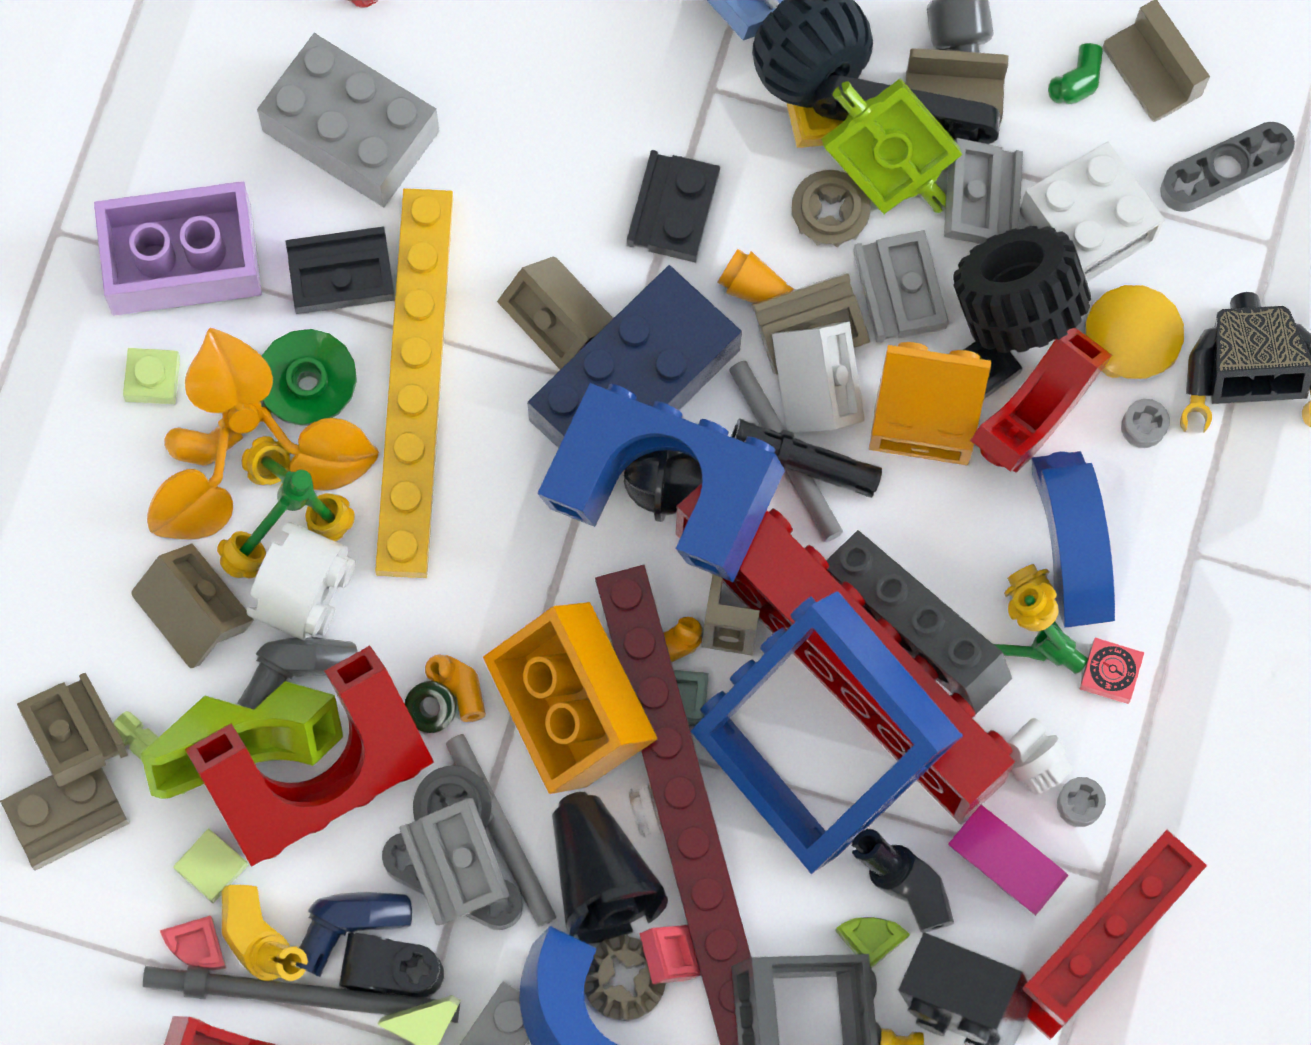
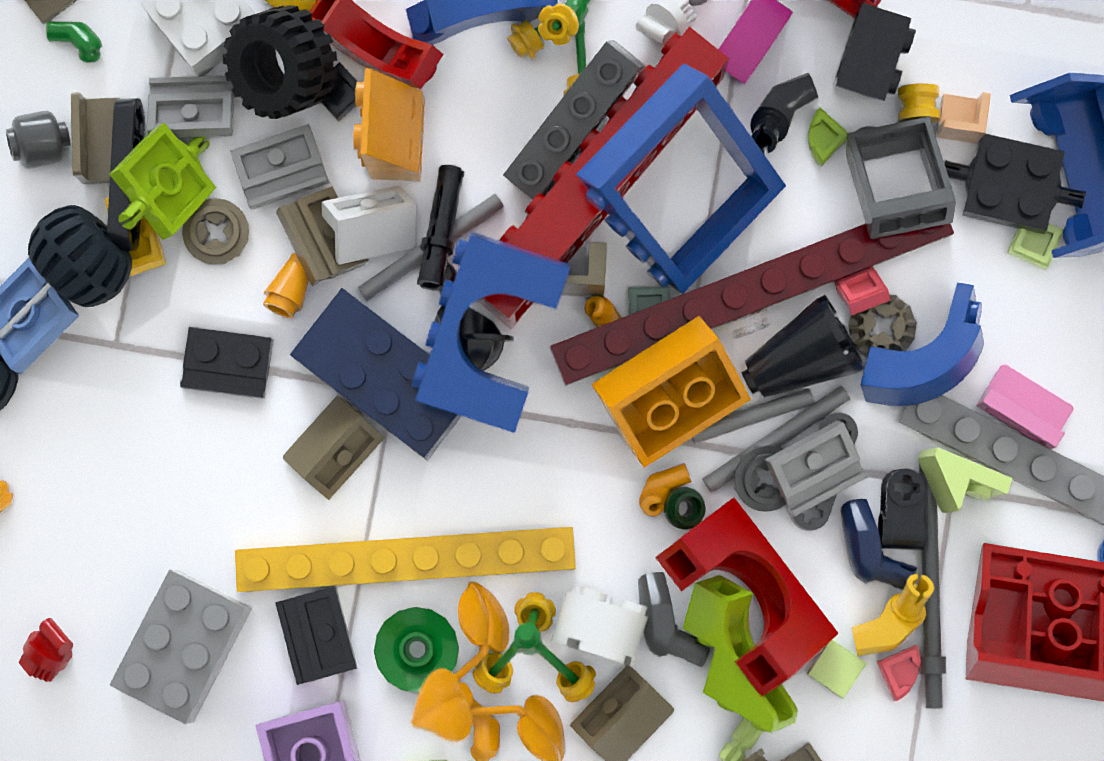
camera: 90 degrees left, 10 degrees up
(533, 809) = (756, 414): none -> light grey bar

